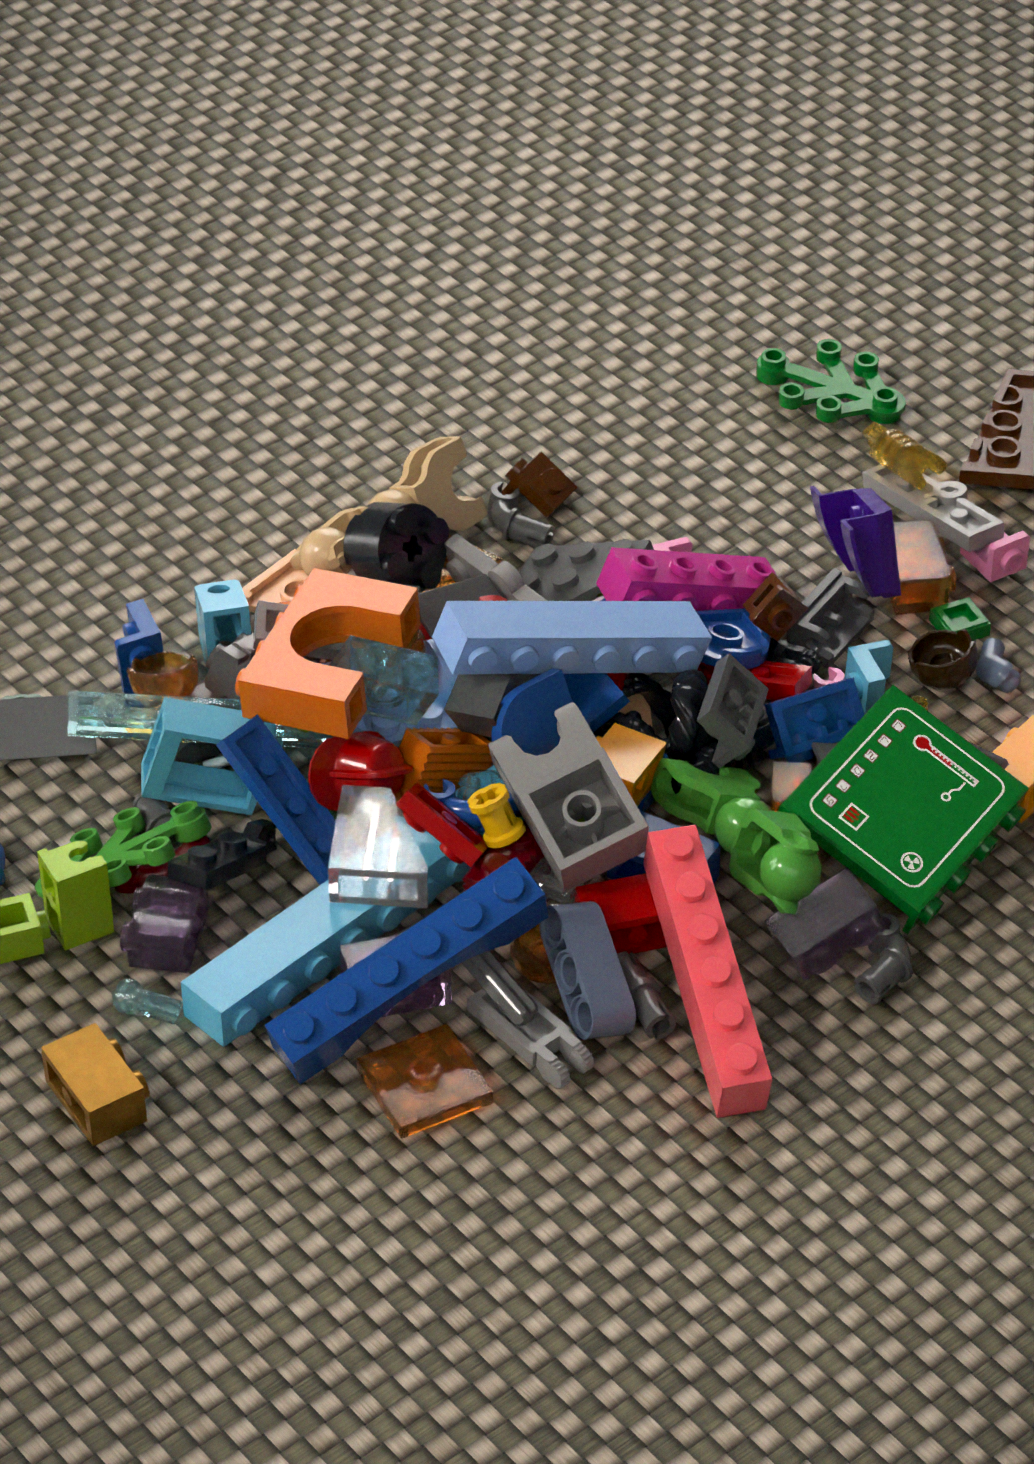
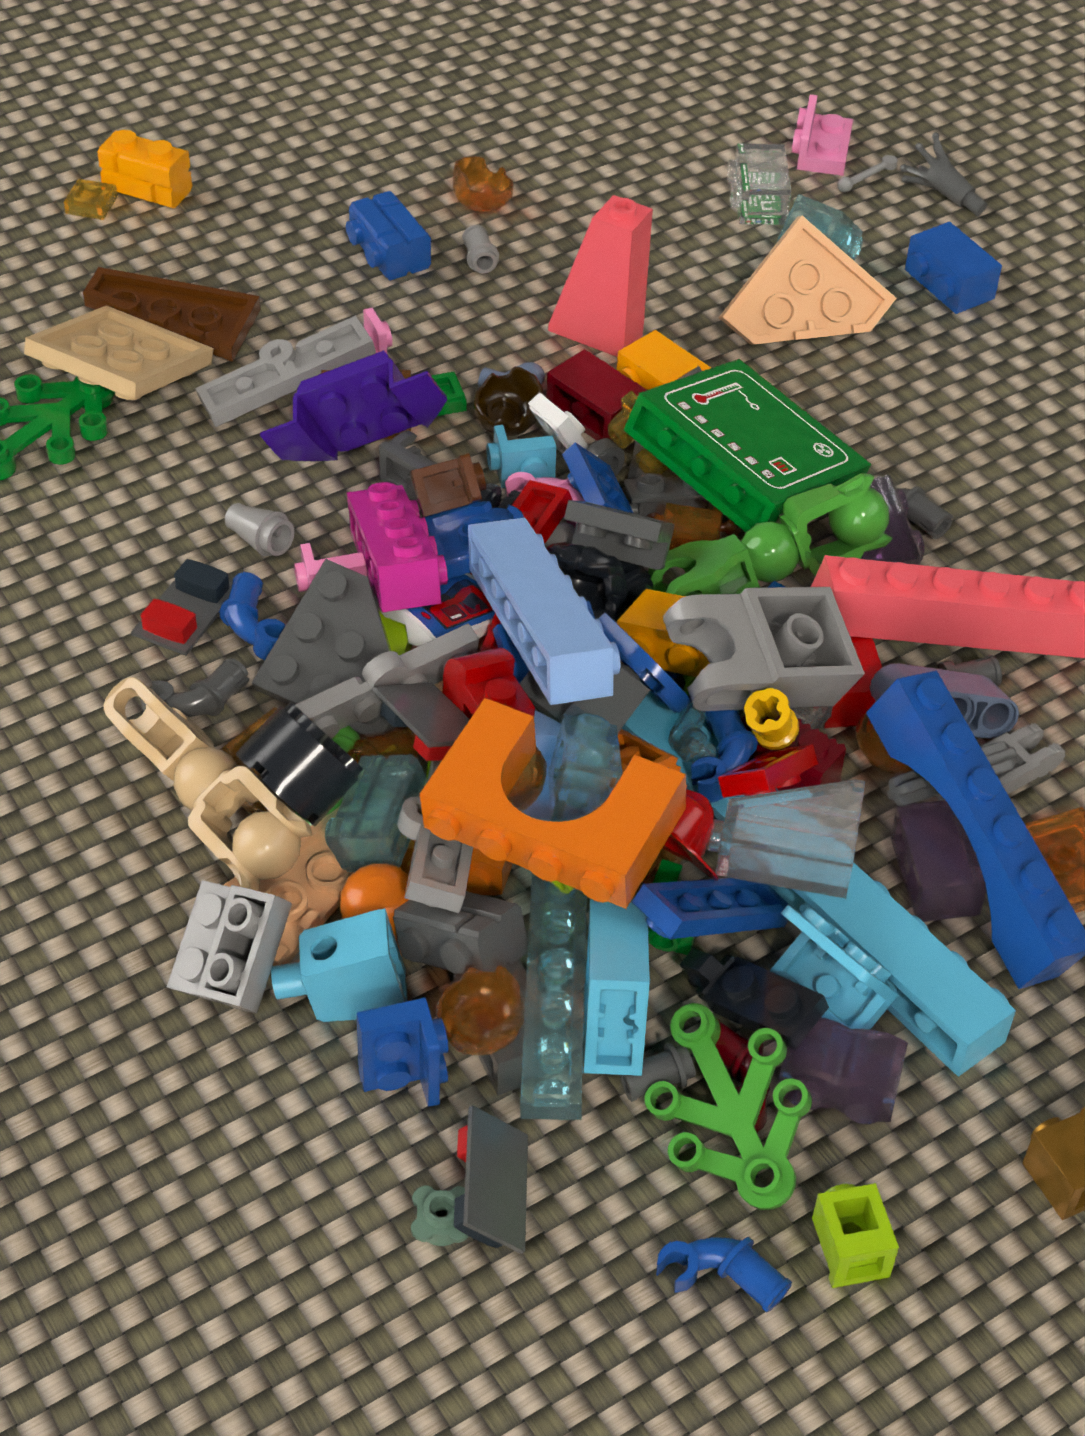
camera: 85 degrees left, 5 degrees up
(75, 894) = (831, 1144): lime hinge -> none
(134, 1000) = (964, 1104): clear light blue arm -> none
(233, 554) = (230, 945): none -> light grey brick
(246, 883) = (845, 976): none -> medium azure bracket
(540, 483) = (145, 660): reddish brown bracket -> none
(622, 527) = (242, 616): none -> blue piece
(626, 506) = (185, 607): none -> piece
(722, 527) = (262, 529): none -> light grey cone
(888, 666) = (555, 422): none -> white plate
(902, 454) = (219, 370): clear yellow hinge -> none
(921, 396) = (118, 352): none -> tan plate
(985, 709) = (589, 391): none -> dark red brick

